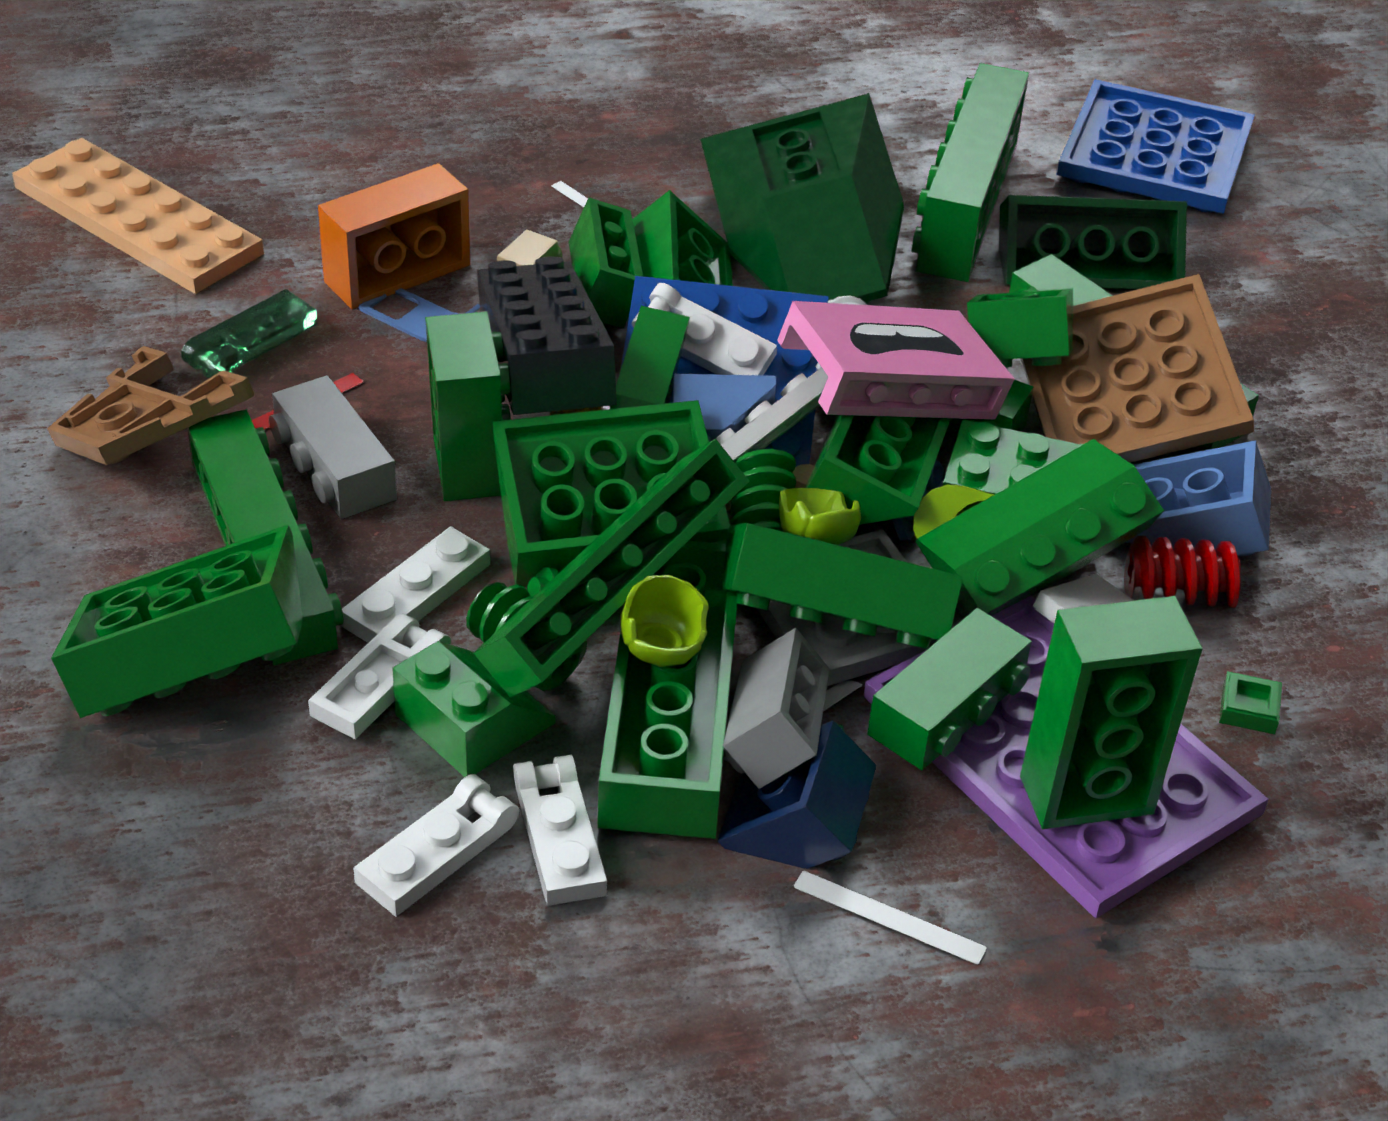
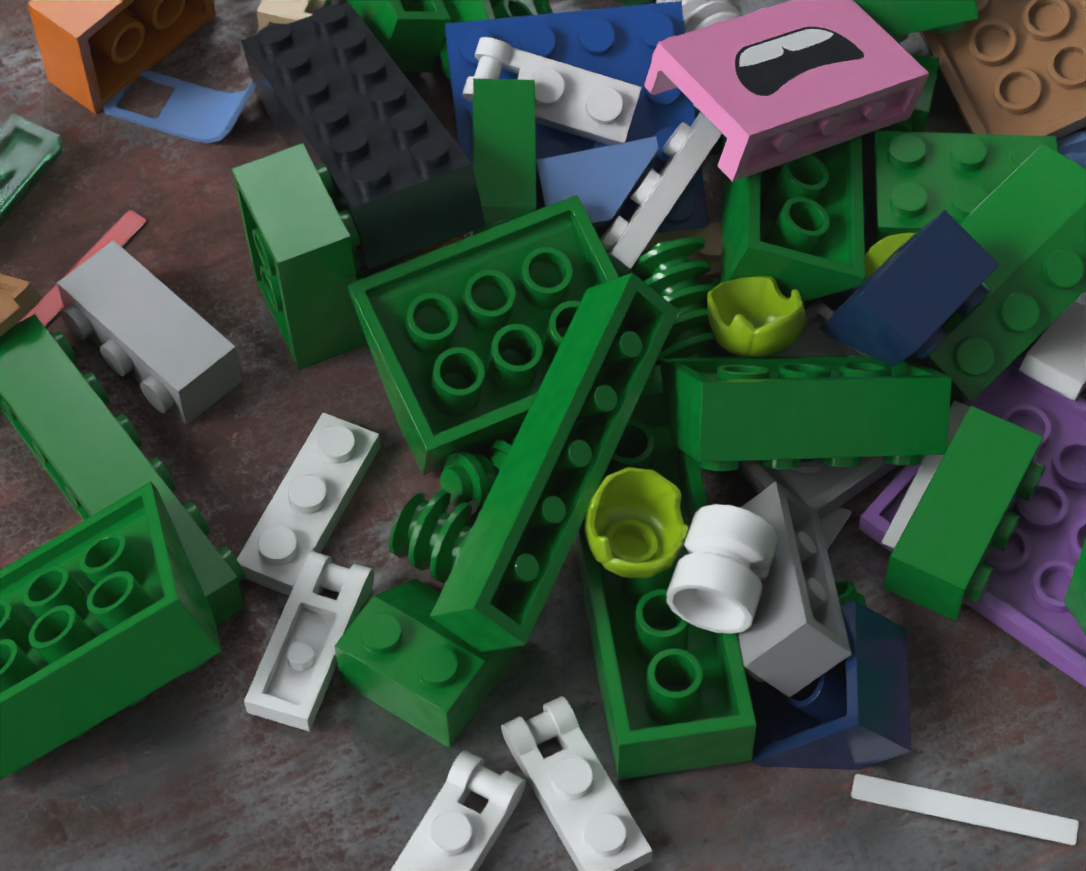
camera: 10 degrees left, 15 degrees up
(725, 666) = (723, 574): none -> white wheel
(949, 511) = (914, 294): none -> dark blue slope

